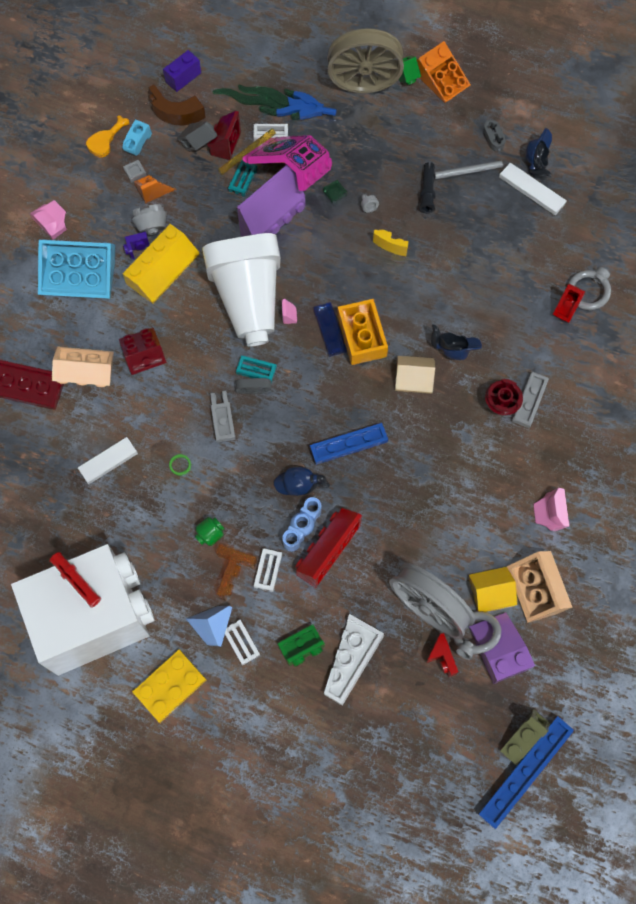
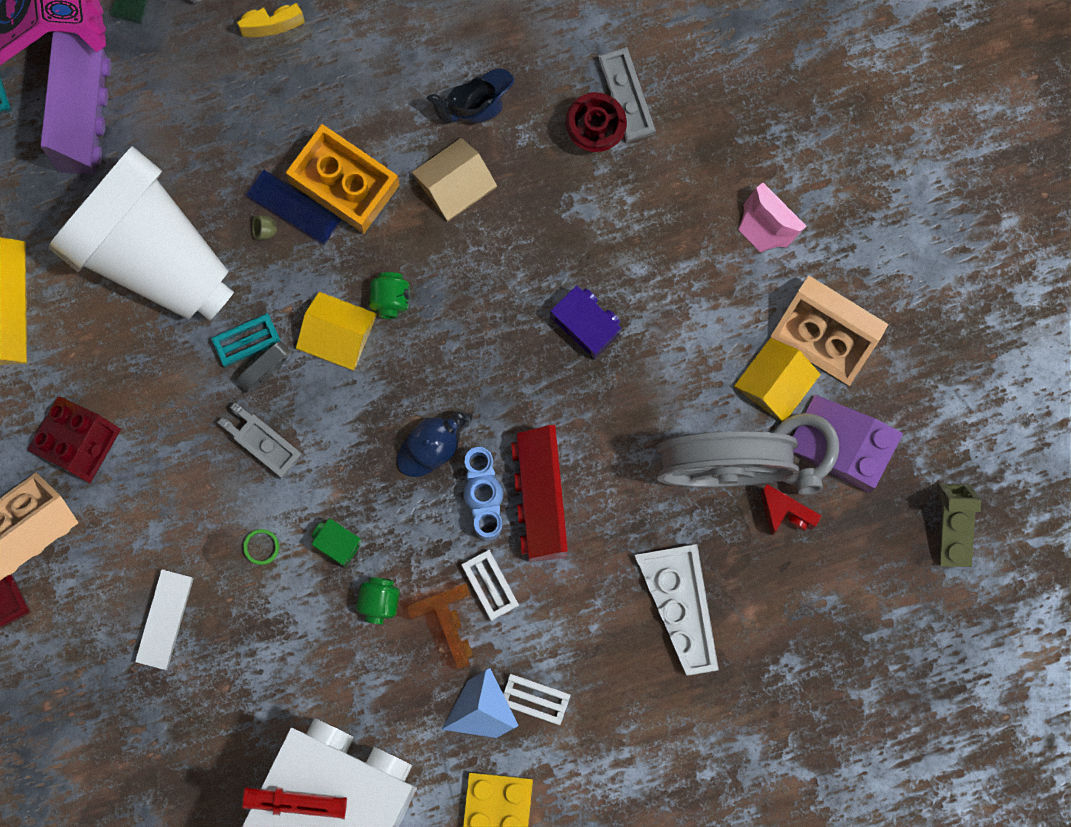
camera: 45 degrees left, 10 degrees up
(214, 489) = (336, 542): none -> green brick
(289, 312) = (221, 229): bright pink slope -> none
(299, 396) = (335, 330): none -> yellow slope
(301, 645) = (611, 642): green bracket -> none
(308, 326) = (263, 227): none -> olive hinge
(338, 399) = (389, 295): none -> green head
(348, 443) = (451, 341): blue plate -> none
(420, 485) = (586, 321): none -> dark purple brick
(525, 773) = (989, 567): blue plate -> none

